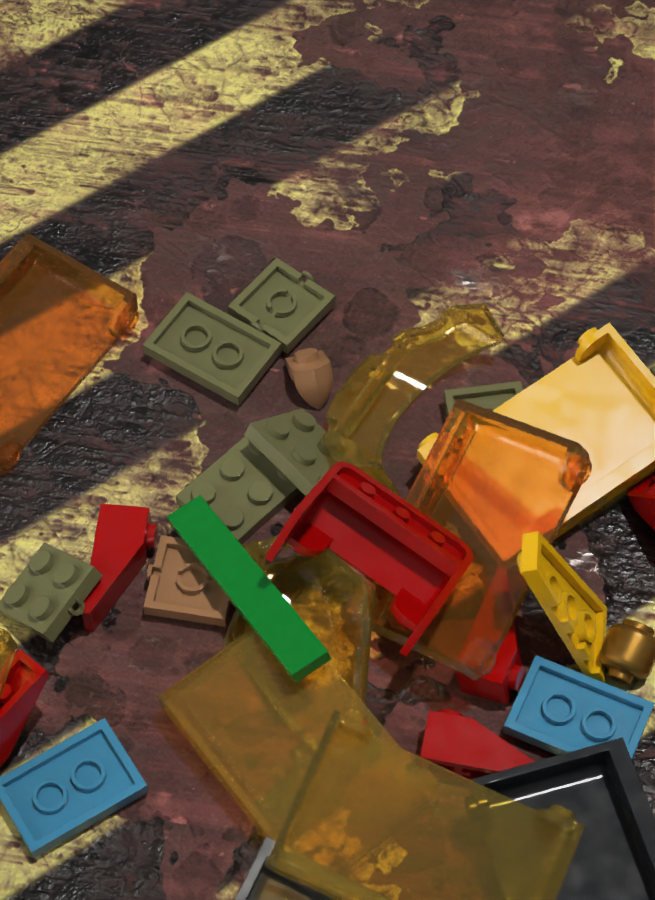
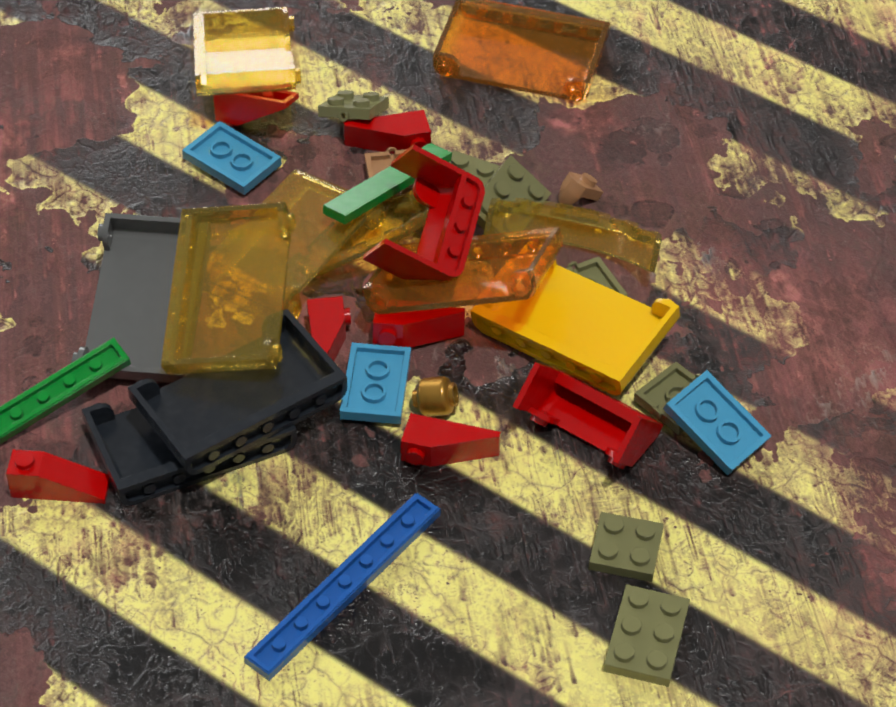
camera: 70 degrees right, 10 degrees down
(212, 348) = (575, 138): olive plate -> none
(282, 304) = (627, 162): olive plate -> none
(567, 601) = (441, 331): yellow wing -> none

